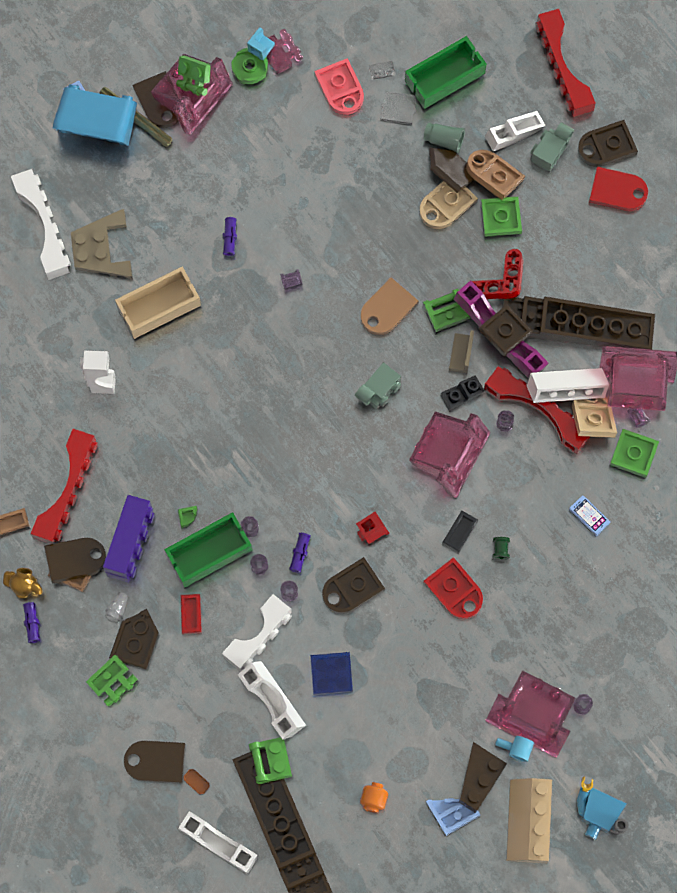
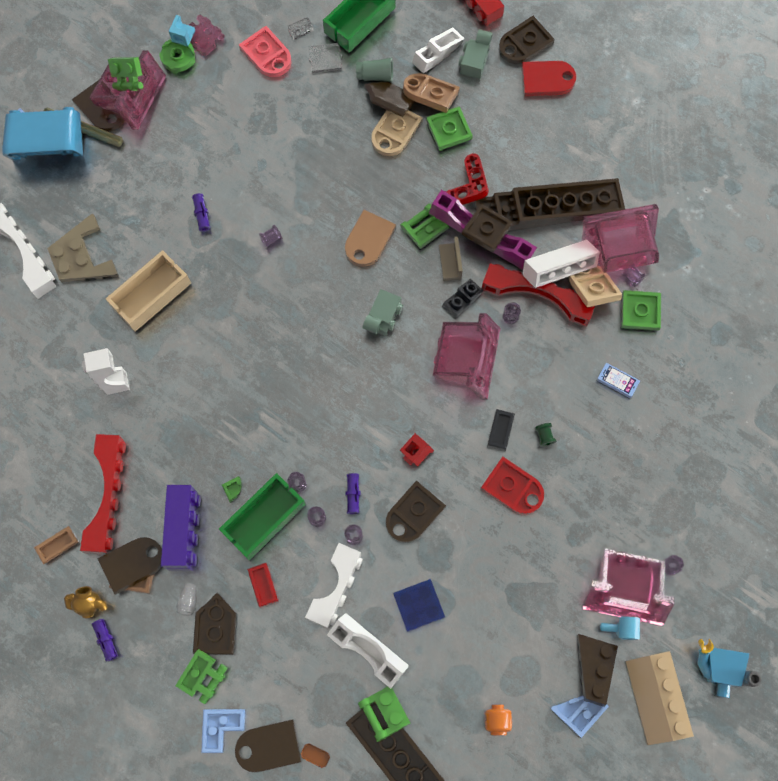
camera: 15 degrees left, 0 degrees up
(112, 727) = (215, 723): none -> light blue tile

